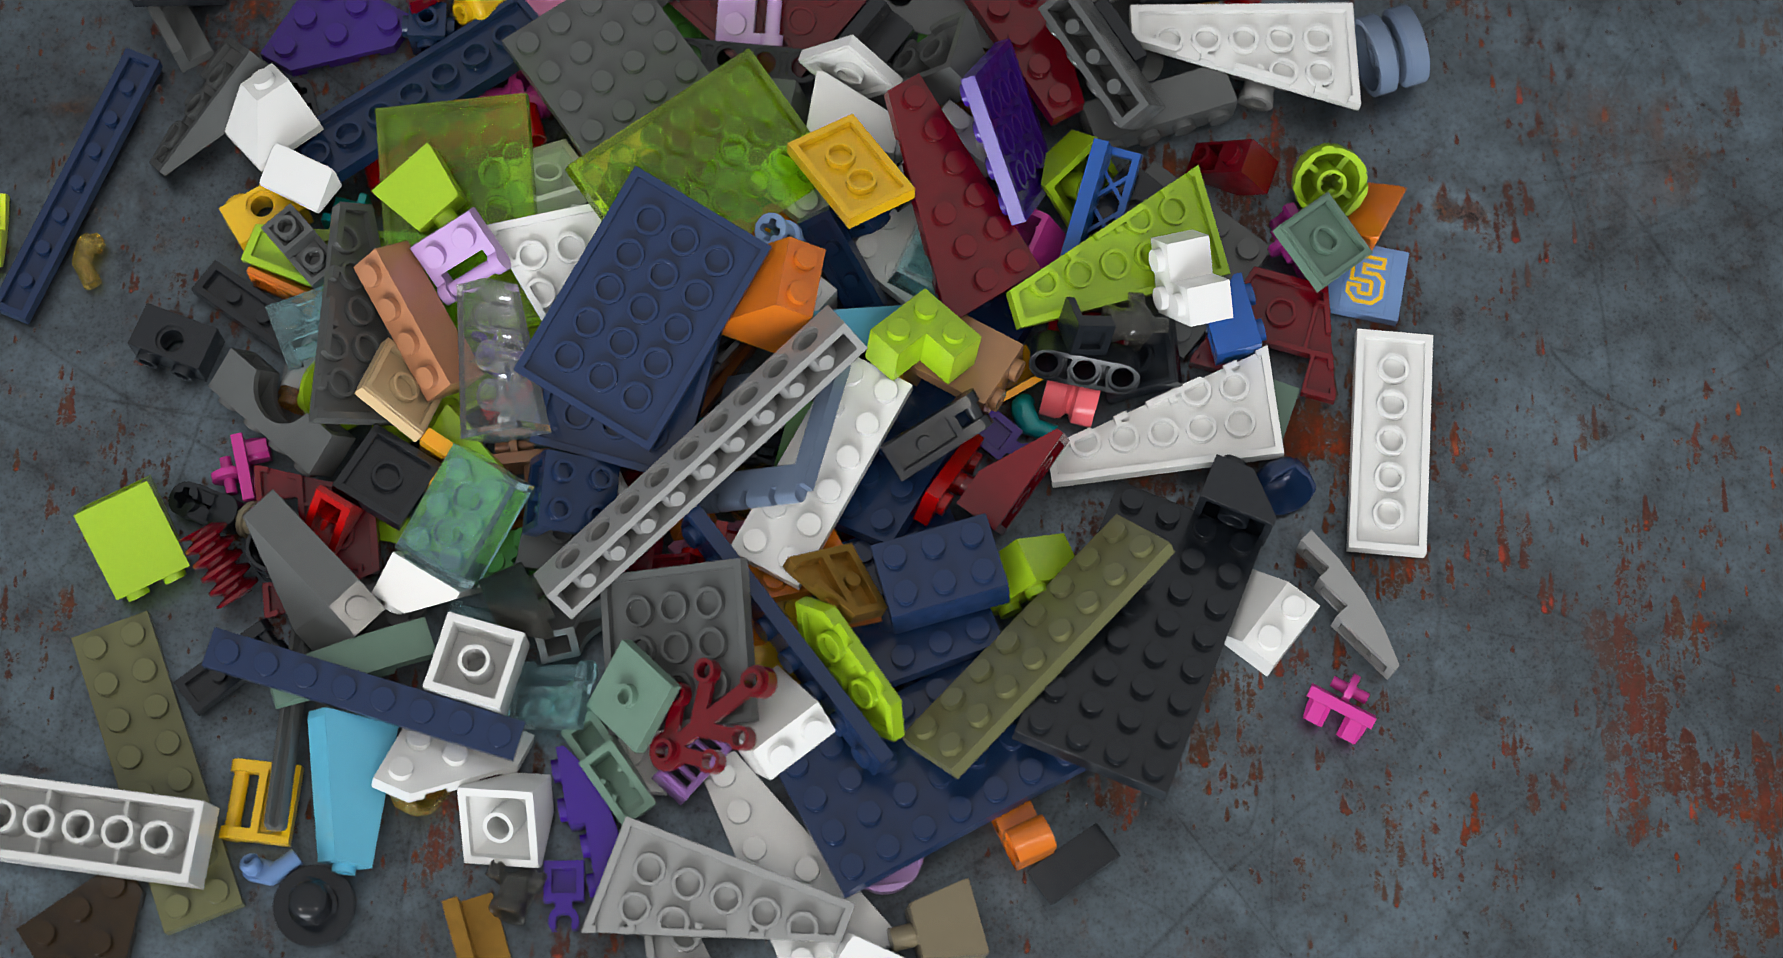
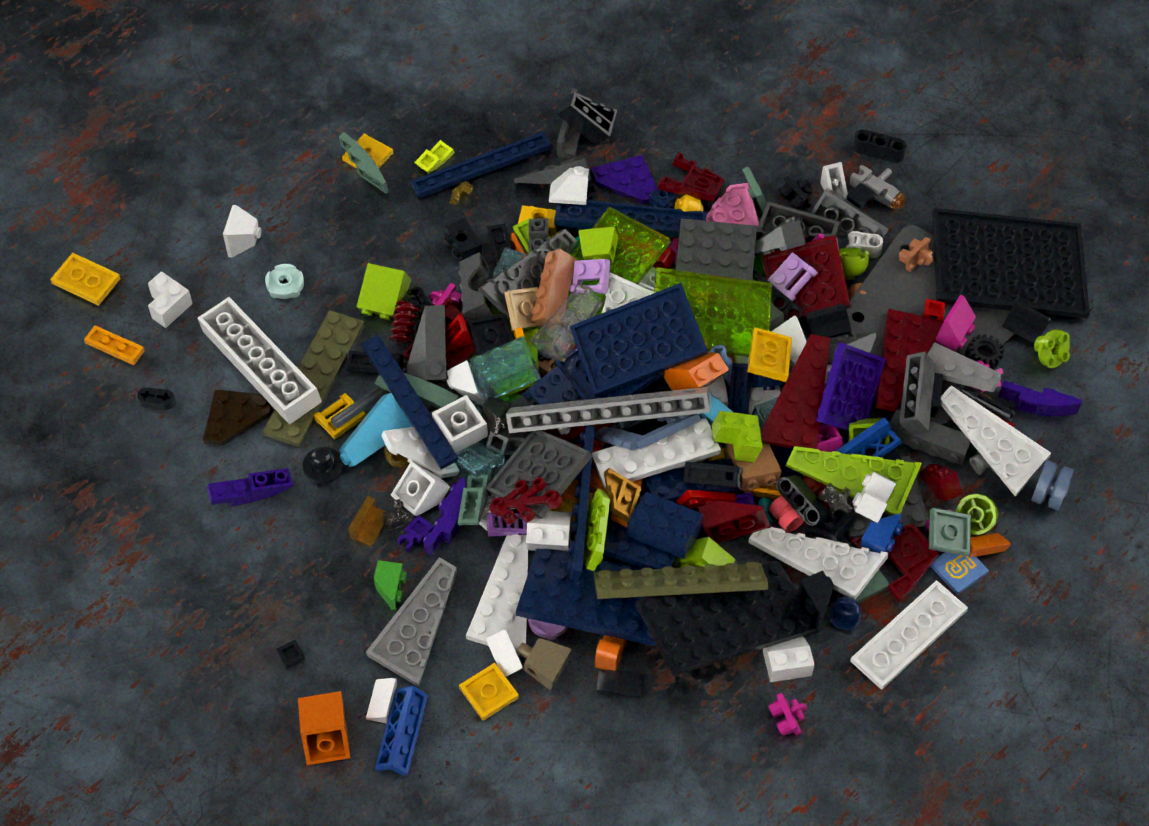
camera: 45 degrees right, 15 degrees down
(268, 871) = (318, 441): medium blue arm -> none
(299, 178) = (559, 212): white slope -> none
(633, 696) = (505, 476): sand green plate -> none
(687, 889) = (460, 564): light grey wing -> none
(851, 64) = (809, 320): white tile -> none
(1084, 333) = (811, 484): black panel -> none
(1356, 616) = (828, 683): light grey slope -> none

